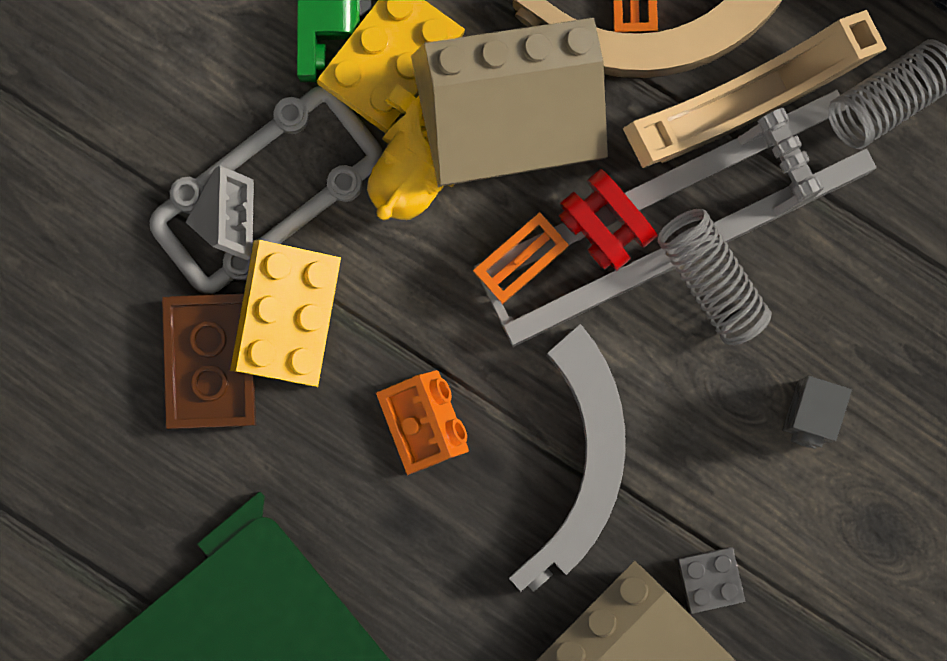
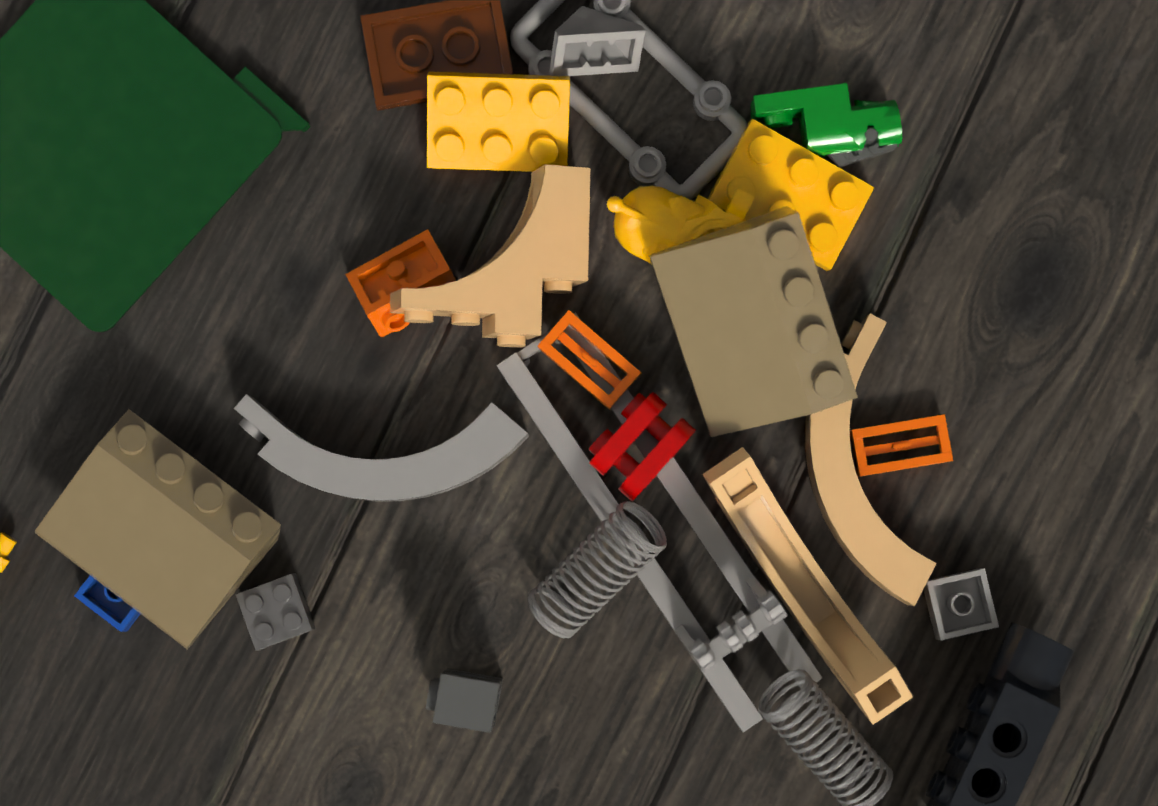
camera: 80 degrees right, 0 degrees up
(416, 292) = (543, 249): none -> tan arch

